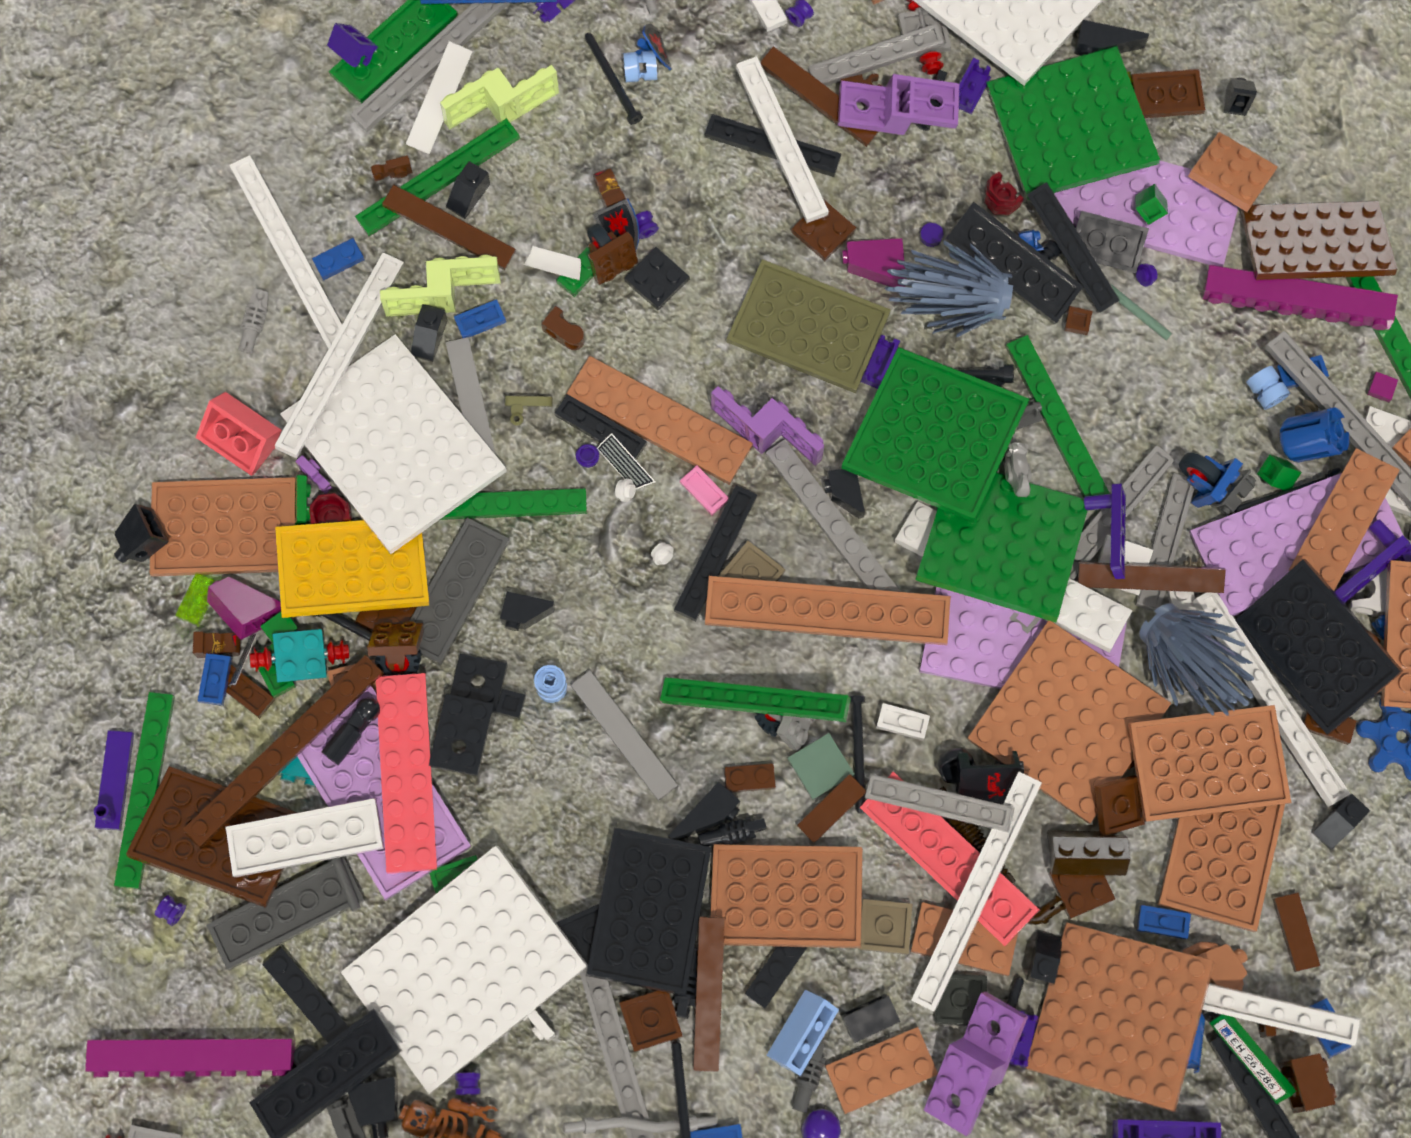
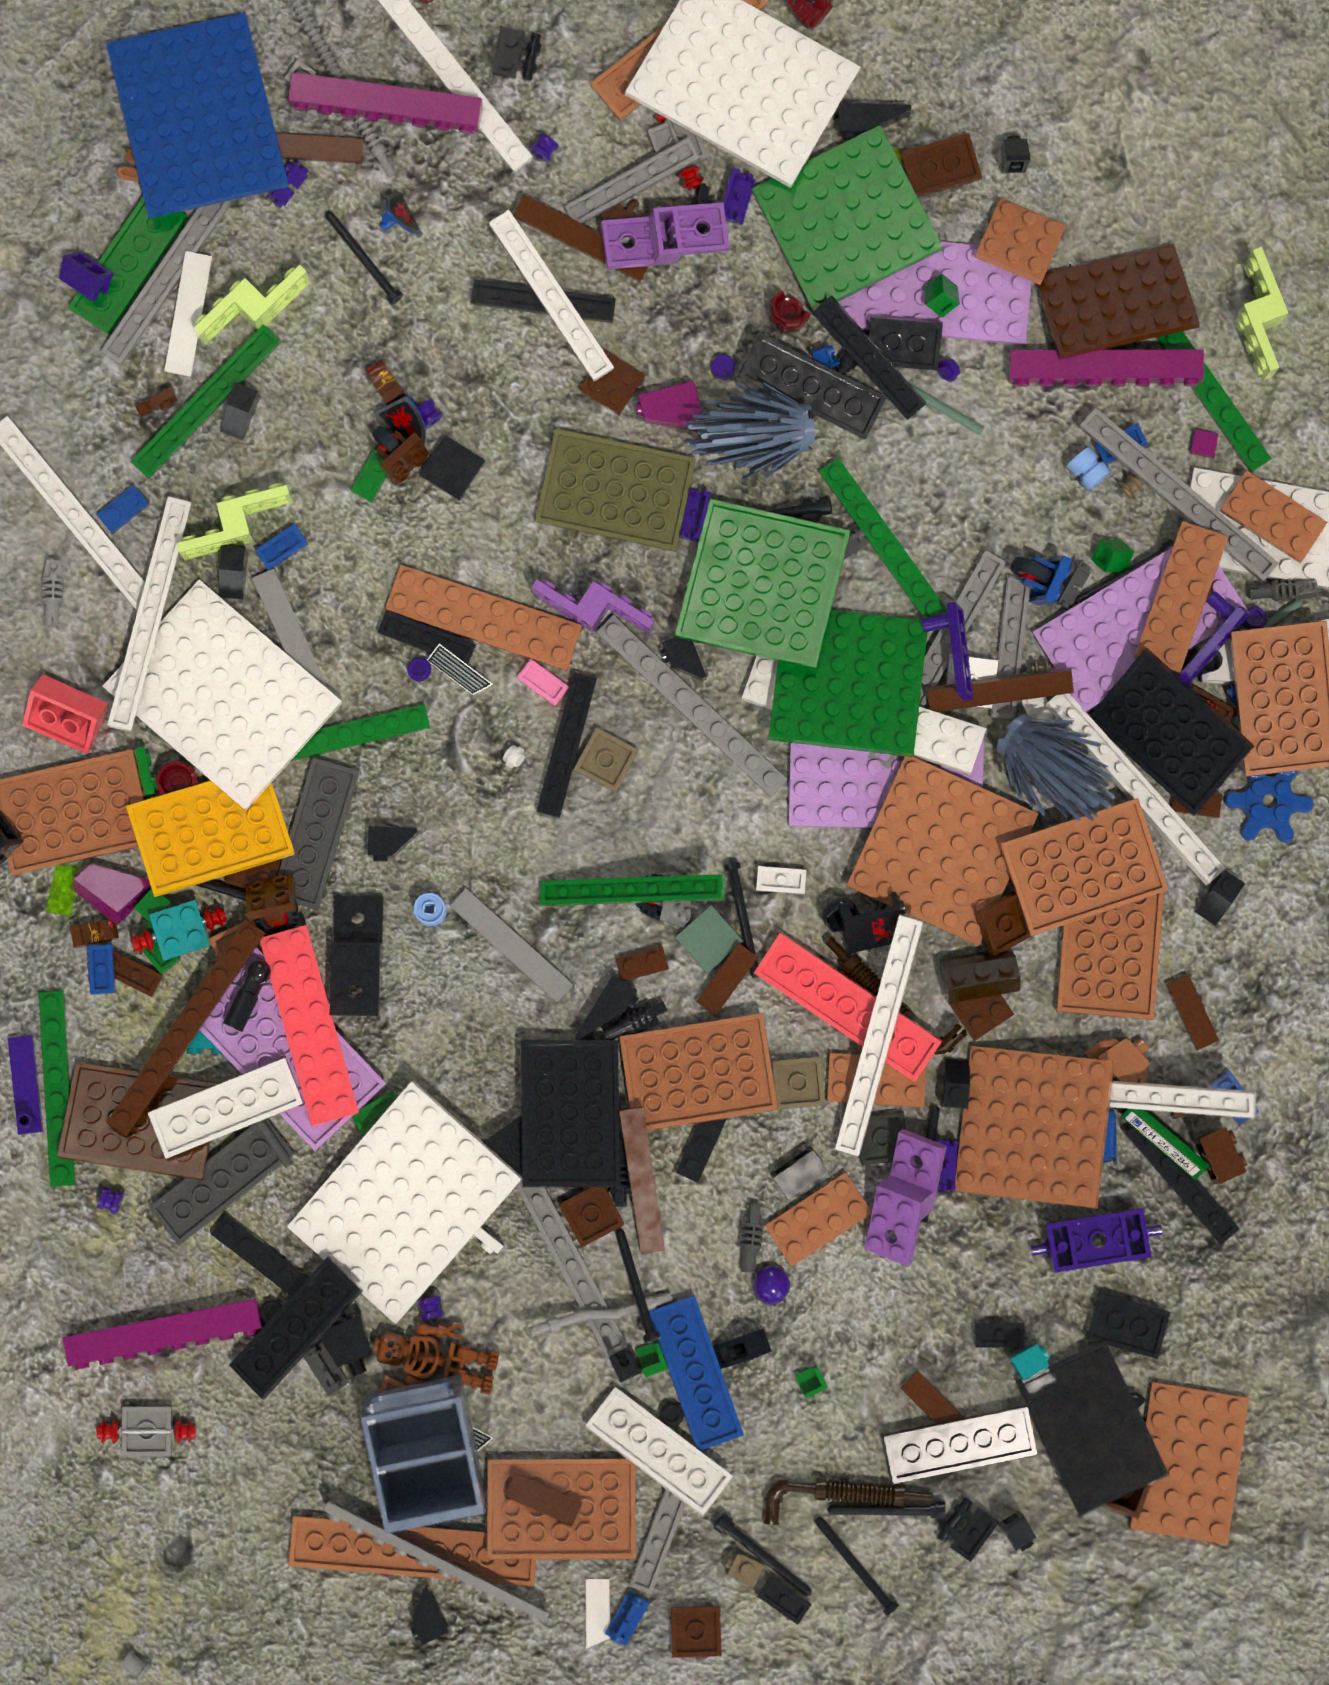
camera: 10 degrees left, 10 degrees up
(243, 658) = (124, 944): sticker -> none
(311, 470) = (146, 737): medium lavender plate -> none
(447, 226) = (229, 455): reddish brown tile -> none
(510, 704) = (395, 936): black plate -> none
(518, 402) = (339, 628): olive piece -> none
(554, 262) = (344, 472): white sticker -> none
(562, 331) = (372, 546): reddish brown leg -> none
(625, 490) = (464, 698): white plate -> none
(632, 69) = (381, 241): light blue wheel -> none
(802, 1032) = (737, 1199): light blue brick -> none
(827, 610) = (687, 785): nougat plate -> none
(940, 803) = (829, 957): light grey tile -> none
(1017, 468) = (850, 603): light grey animal -> none
(1078, 320) = (887, 432): reddish brown plate -> none
(1163, 922) = (1064, 1027): blue plate -> none
(1314, 435) = (1140, 514): blue cylinder -> none

